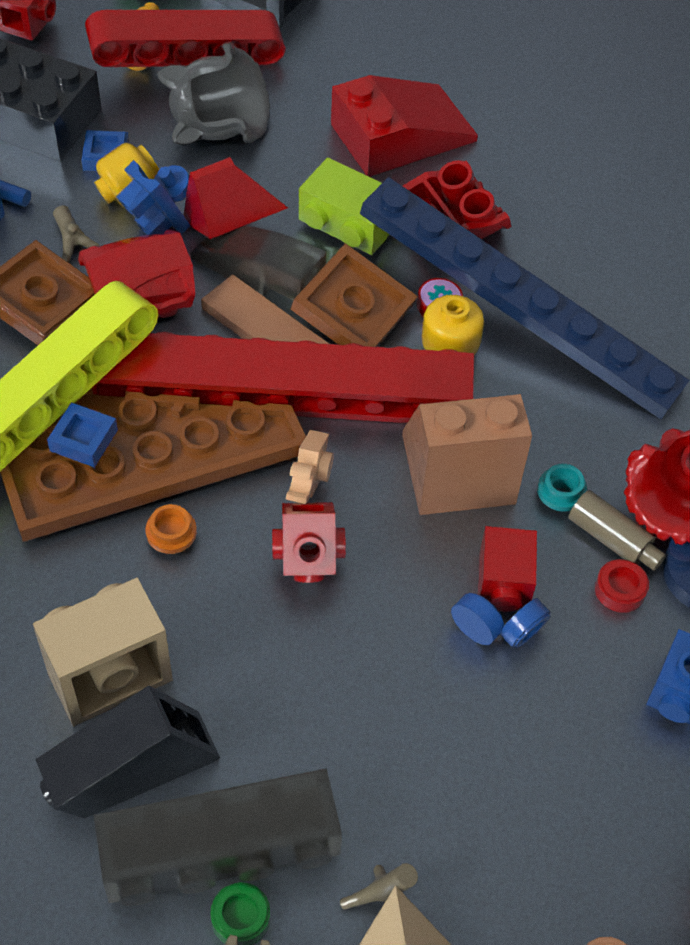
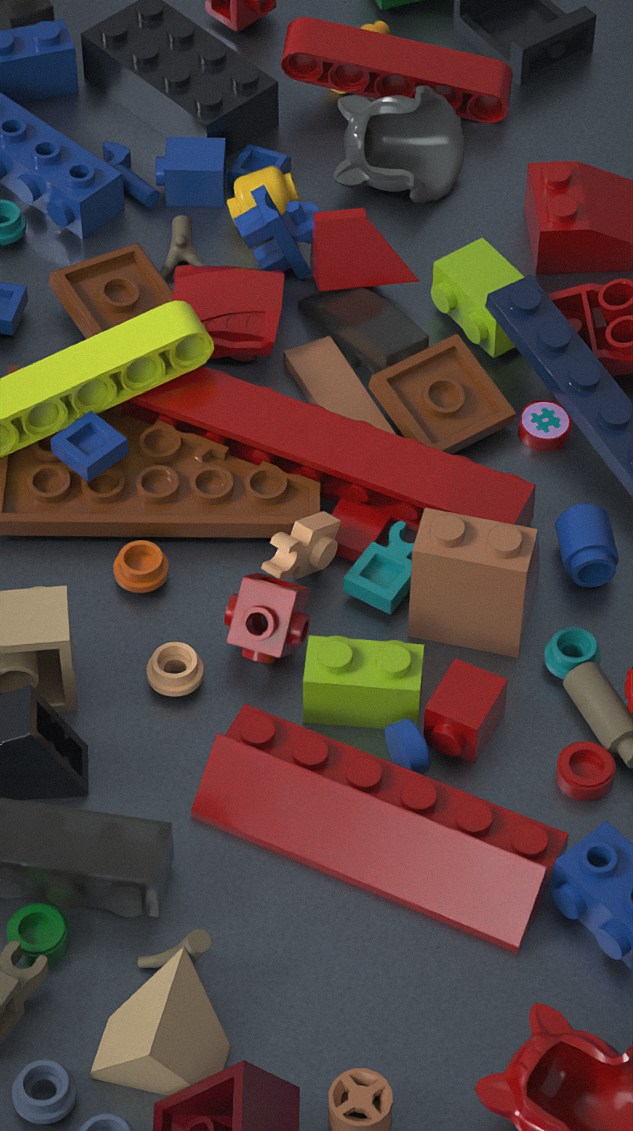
camera: 25 degrees right, 5 degrees down
(54, 166) = (193, 172): none -> blue brick
(240, 602) = (171, 658): none -> light nougat plate
(343, 435) = (358, 528): none -> red tile
(380, 464) = (381, 573): none -> teal plate
(414, 572) = (361, 682): none -> lime brick
(453, 324) = (535, 452): yellow head -> none
(488, 698) = (379, 826): none -> red slope
(525, 623) = (457, 766): blue tile -> none
(538, 391) = (587, 544): none -> blue brick

